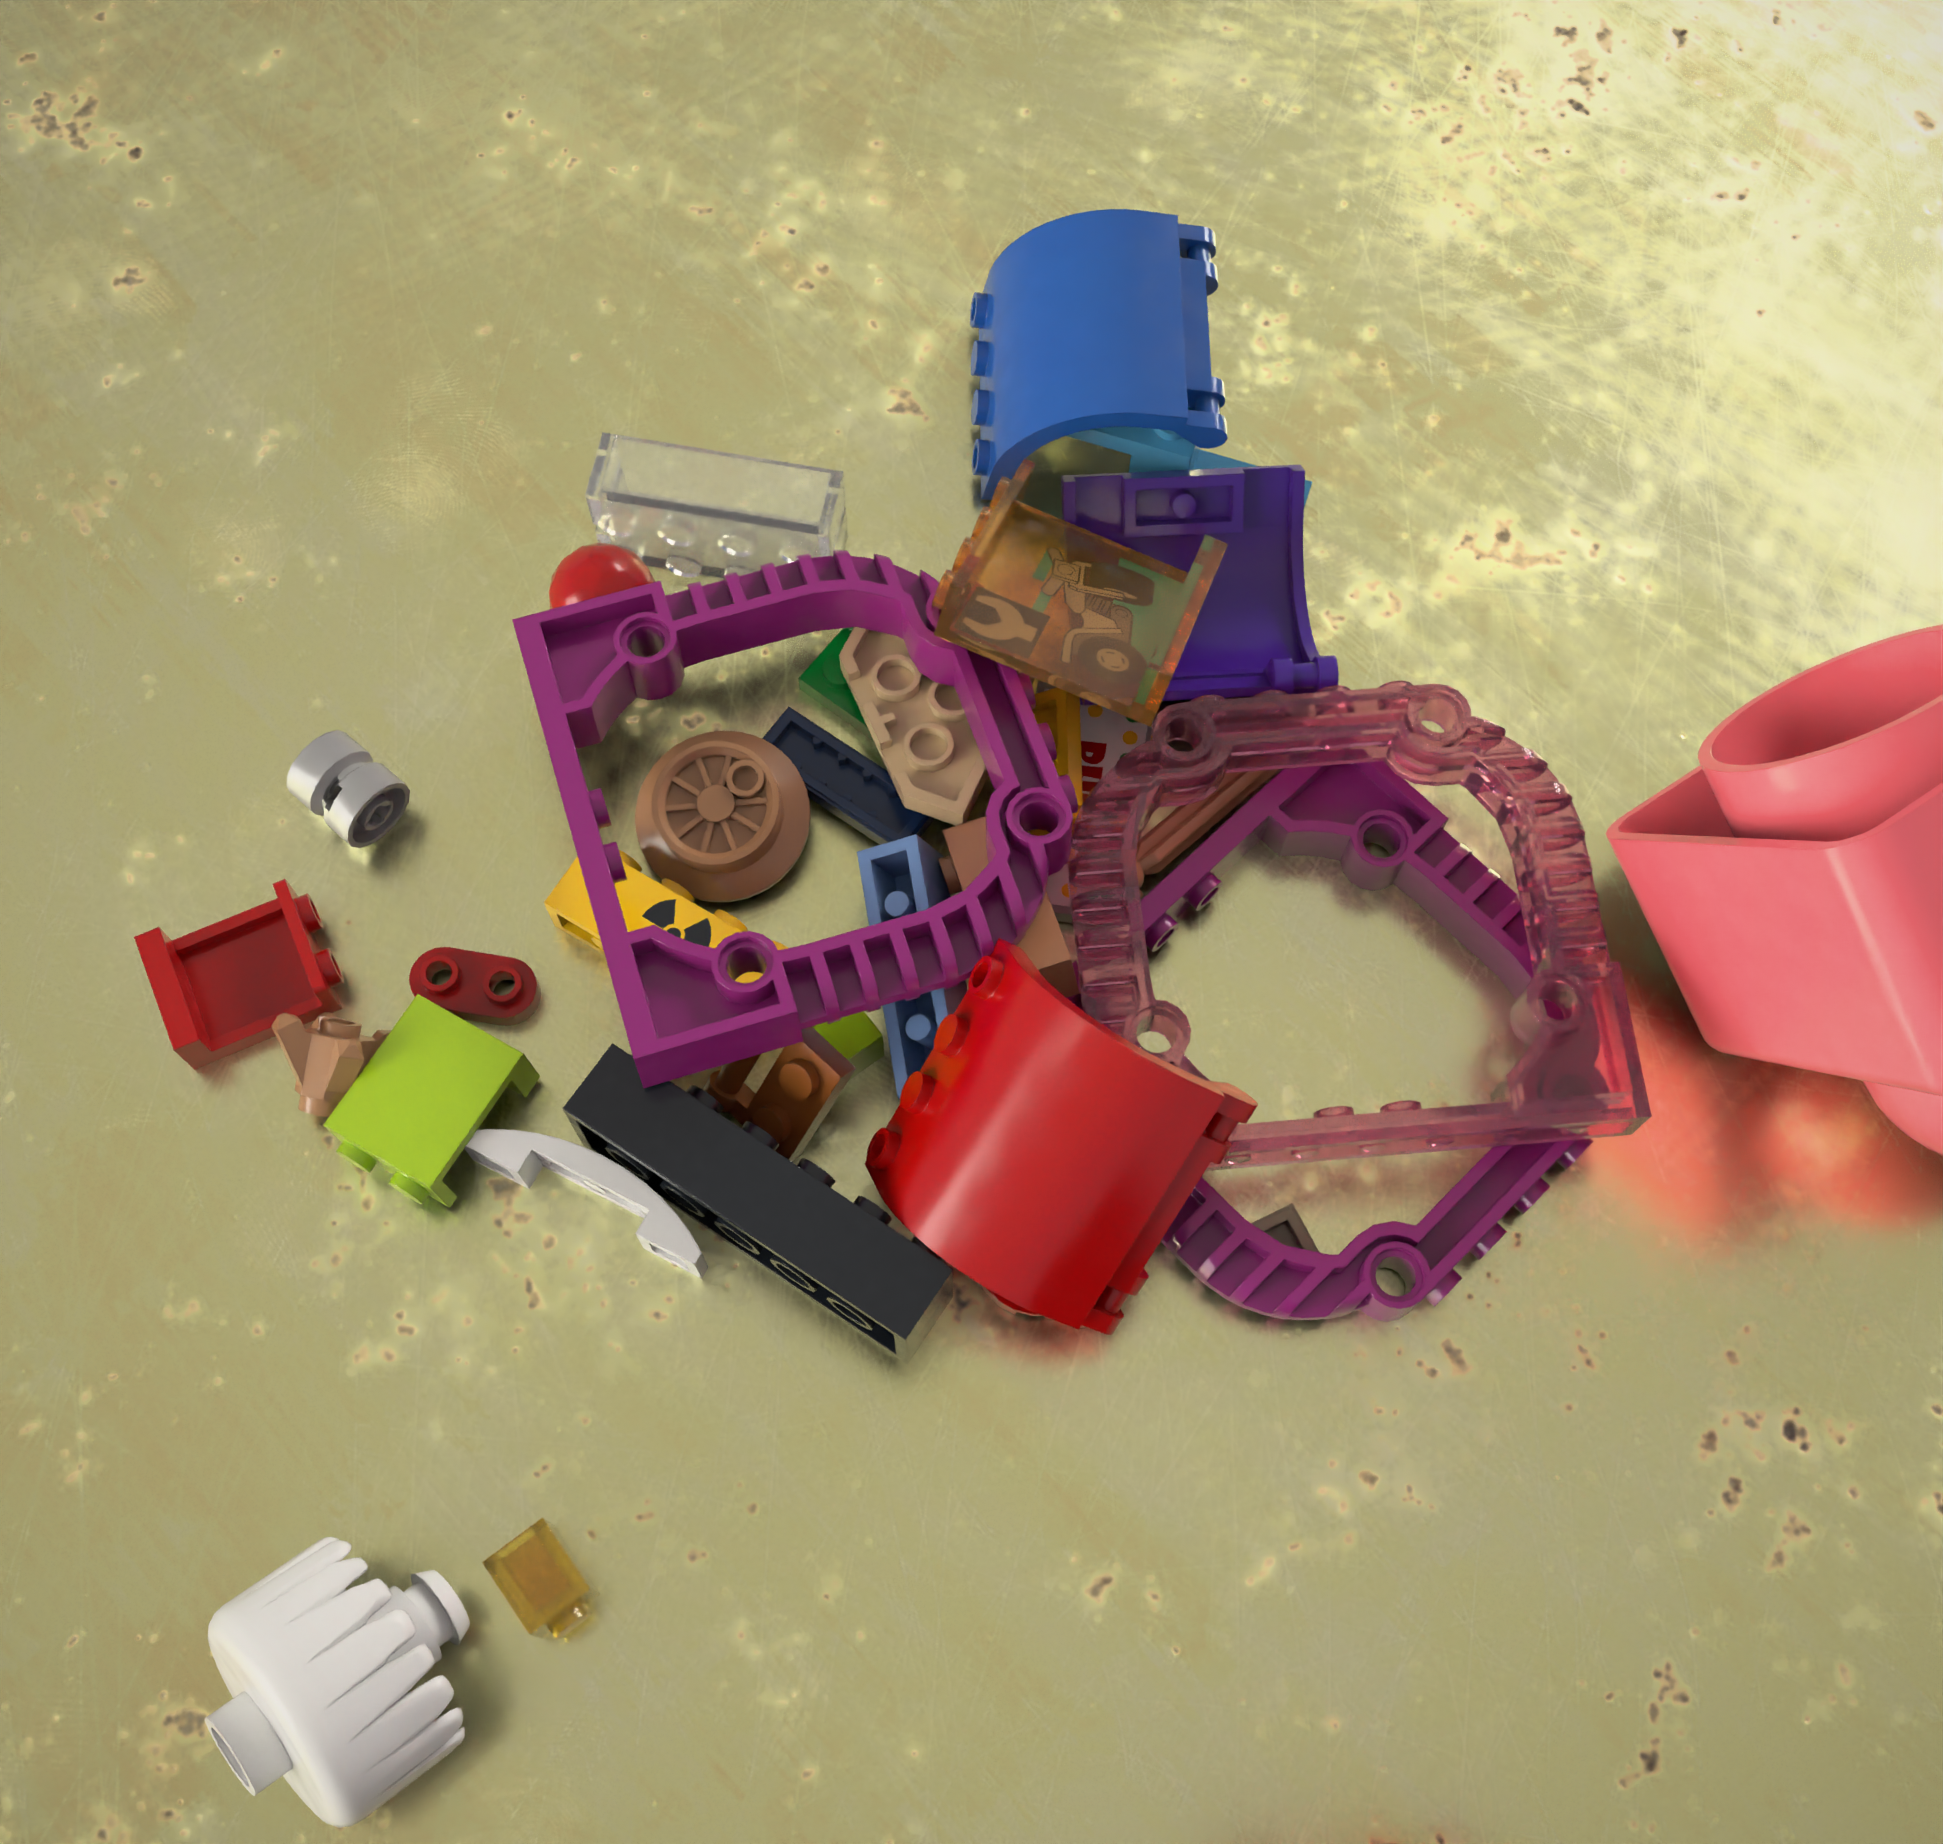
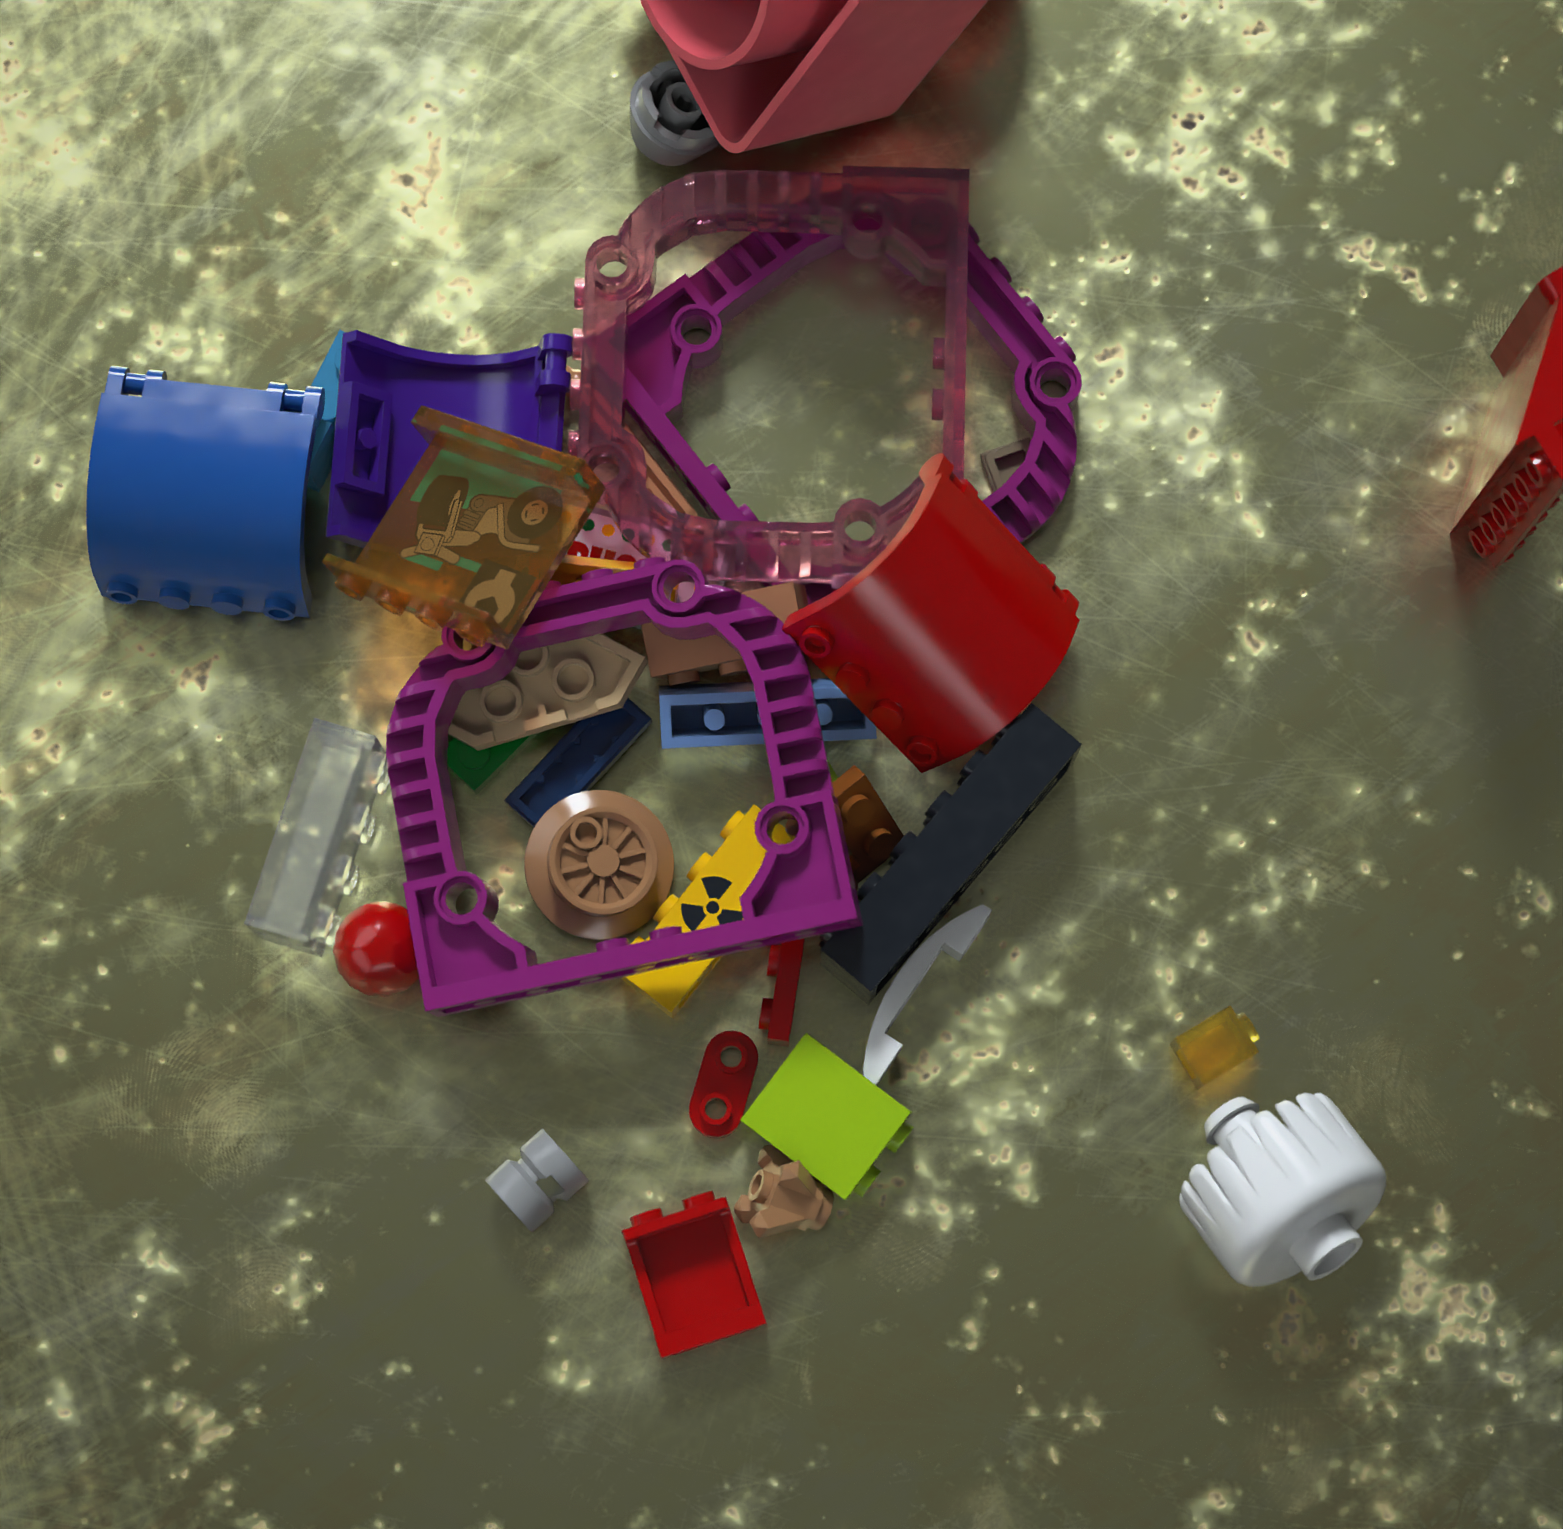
camera: 80 degrees left, 10 degrees up
(566, 1036) = (778, 1011): none -> red plate
(1634, 770) = (667, 118): none -> light grey cone

